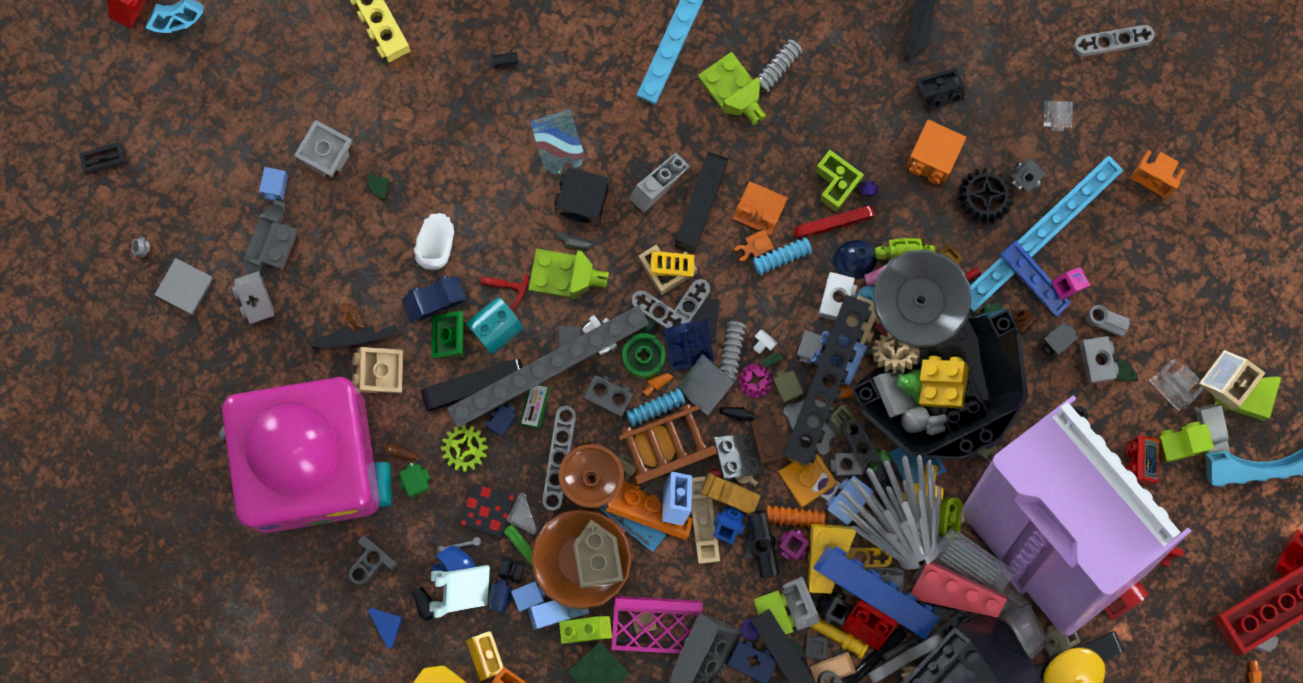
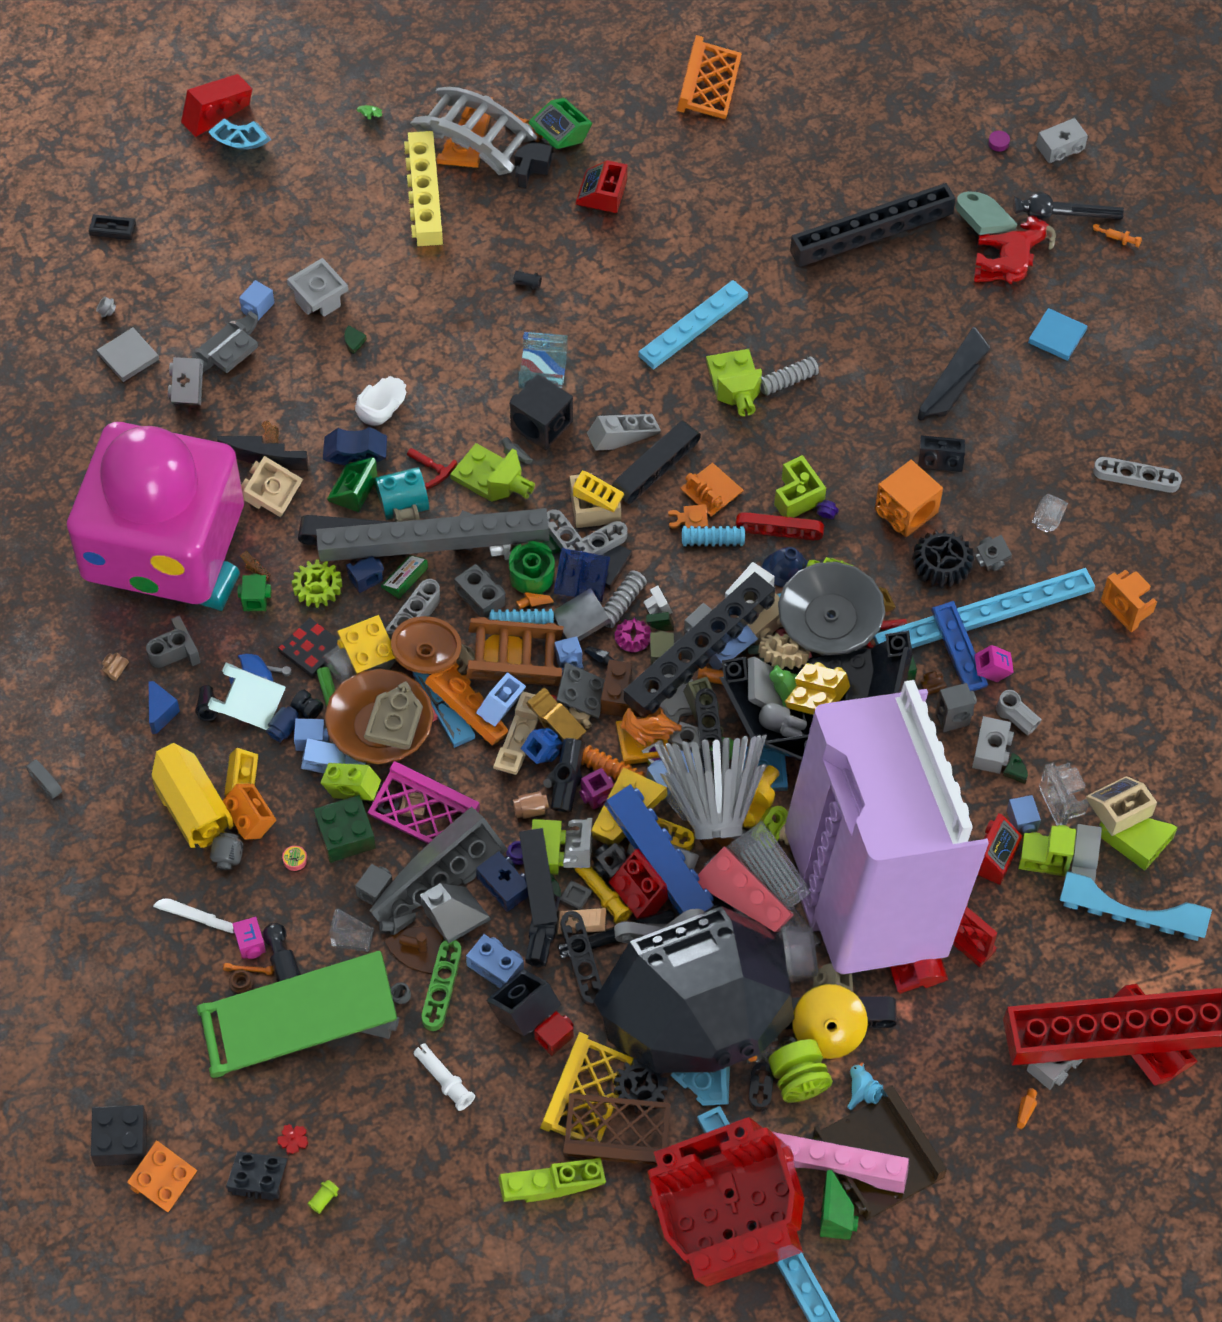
camera: 25 degrees right, 20 degrees down
(326, 601) = (114, 665): none -> medium nougat plate
(510, 348) = (406, 514): none -> dark tan bush
(540, 497) = (366, 644): none -> yellow hinge
(712, 427) = (568, 651): none -> medium blue brick
(743, 582) = (530, 805): none -> nougat brick
(813, 473) = (650, 727): none -> orange hair
(1150, 416) = (1024, 814): none -> medium blue brick

